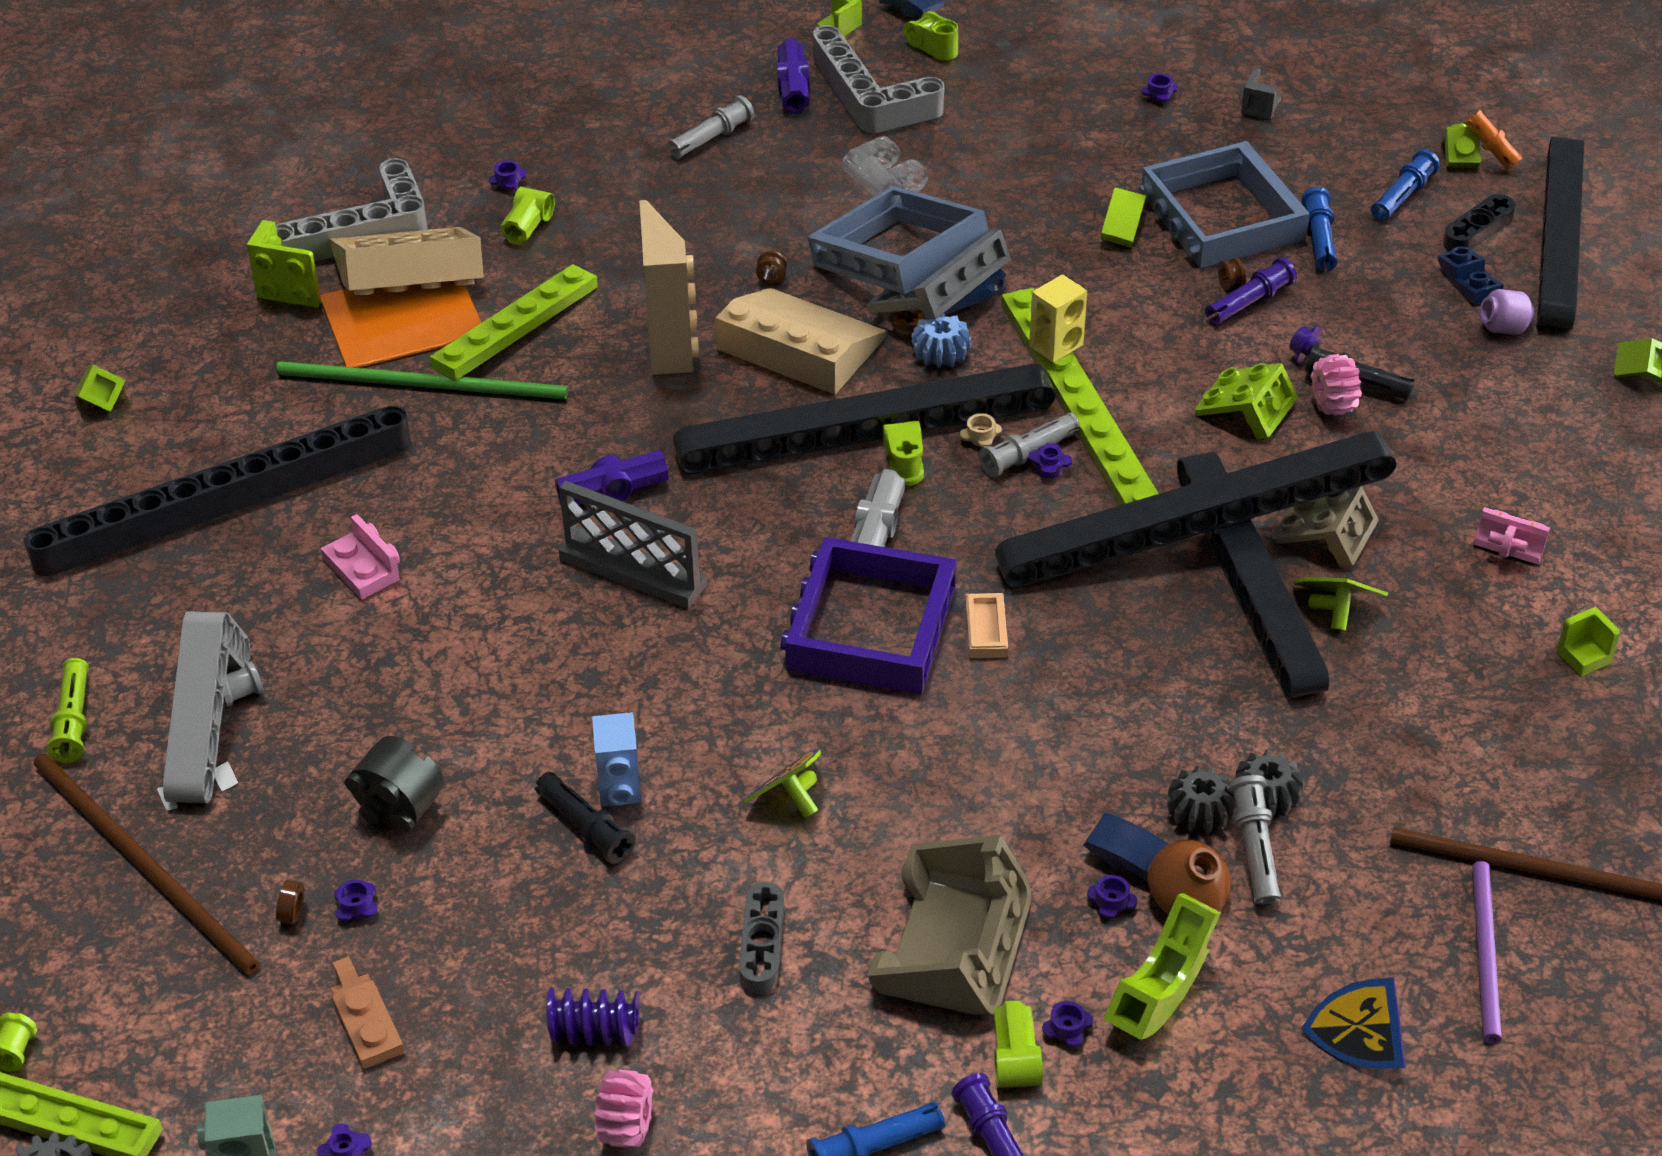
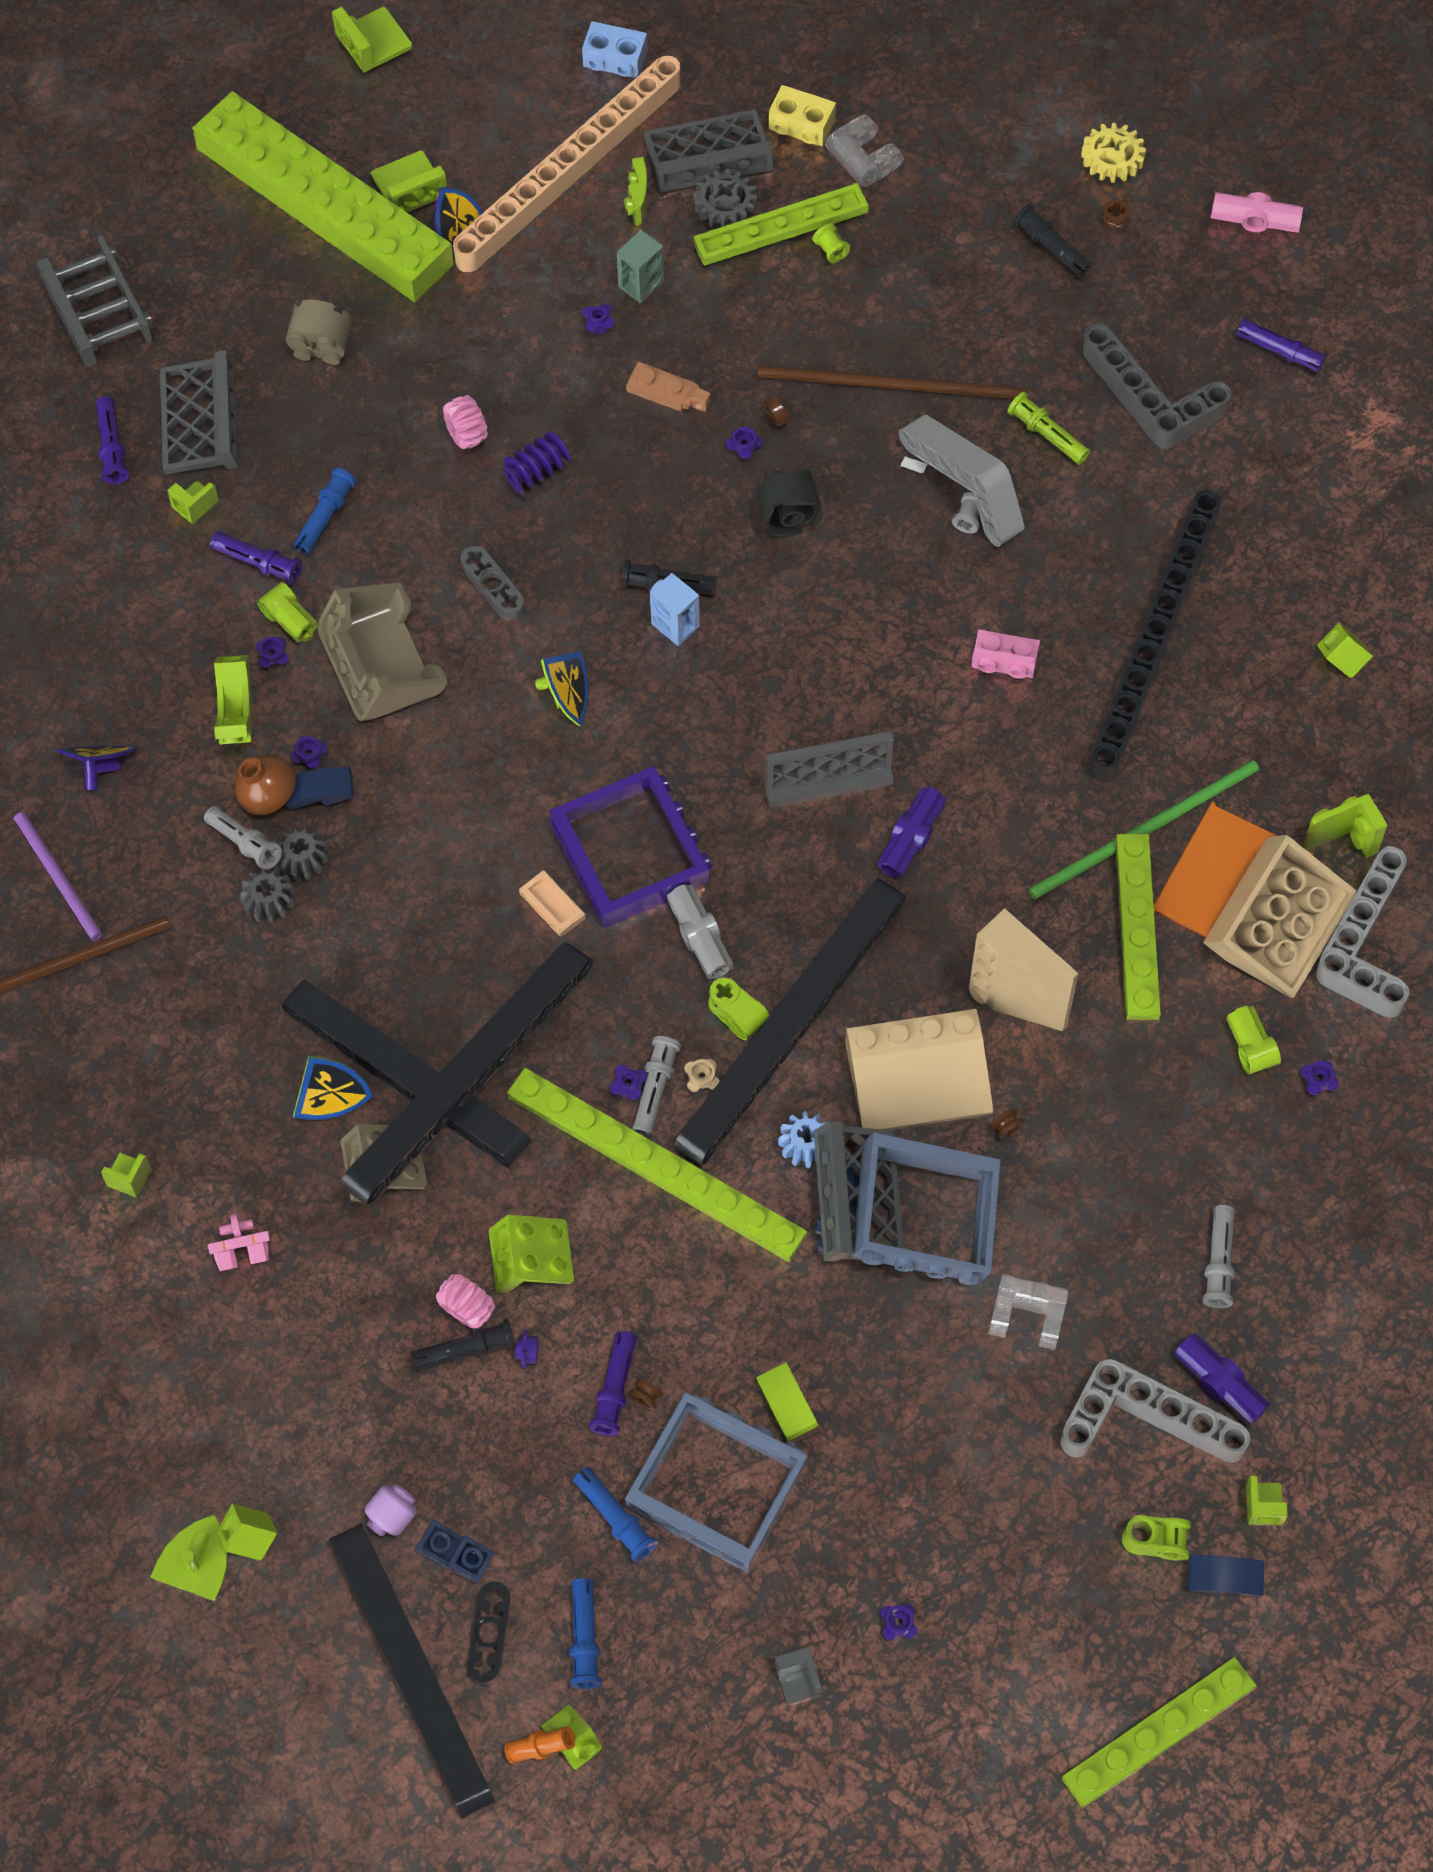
camera: 140 degrees right, 20 degrees up
(1057, 318) = (713, 1183): light yellow brick -> none

